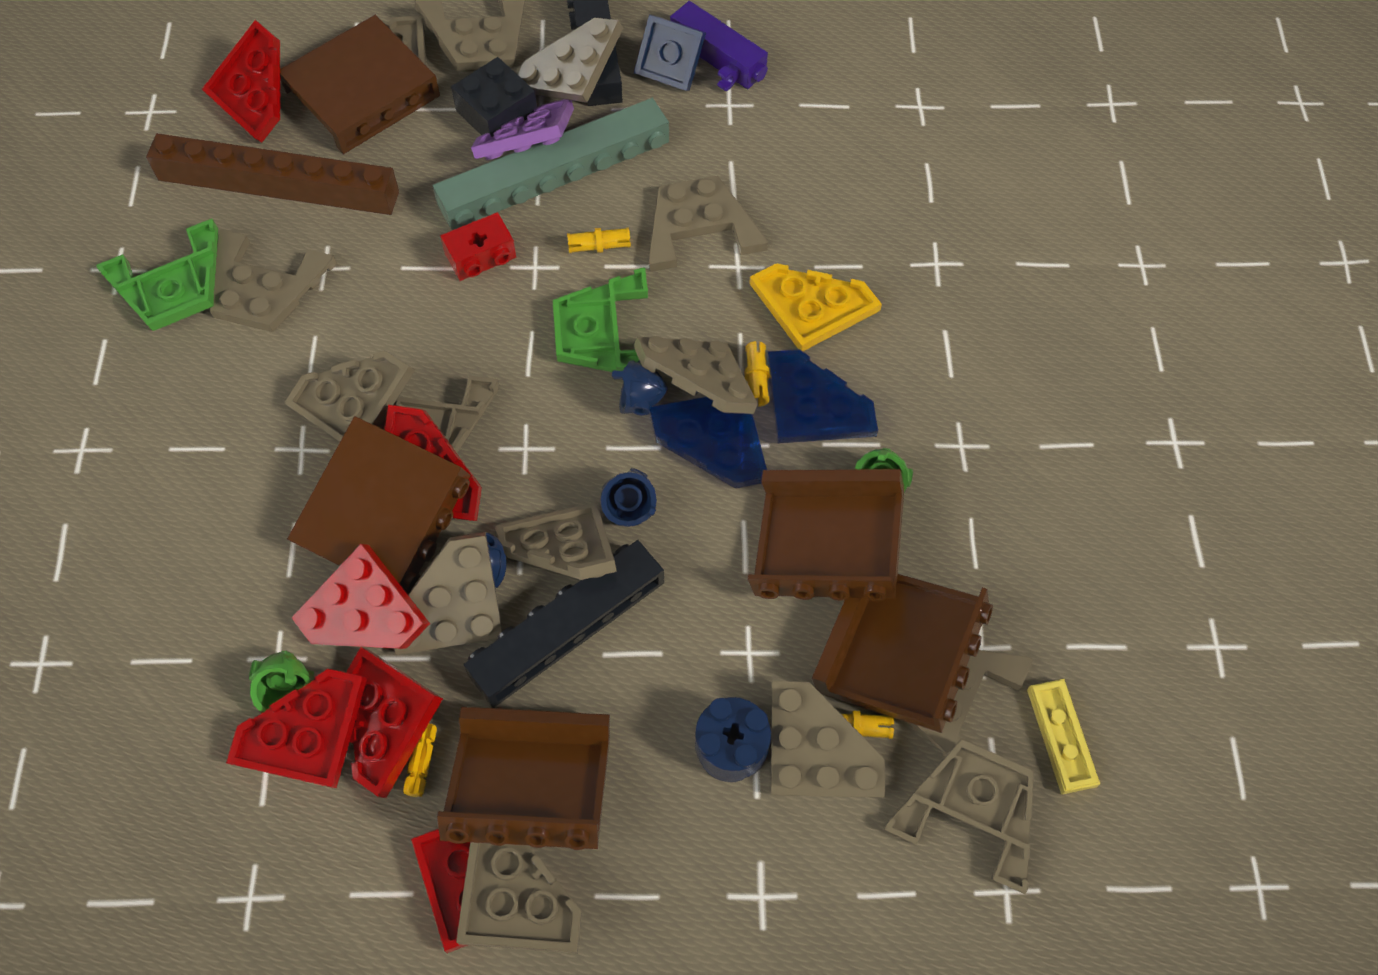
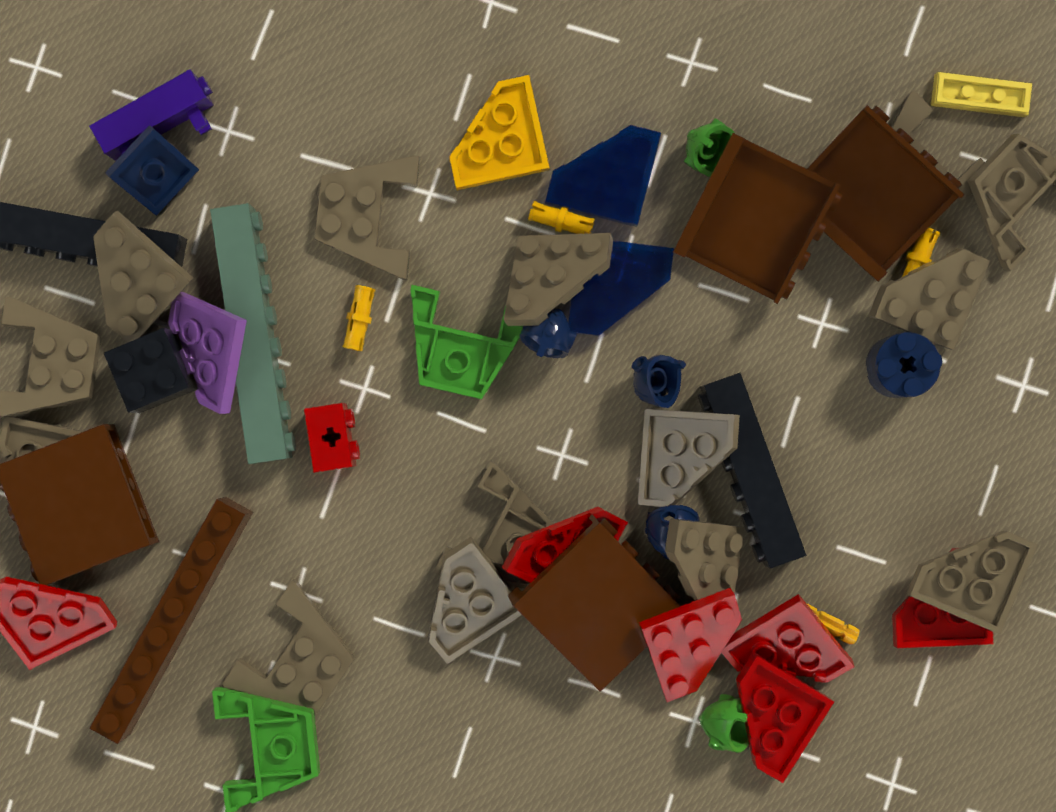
camera: 70 degrees left, 25 degrees up
(527, 779) = (889, 543): reddish brown panel -> none

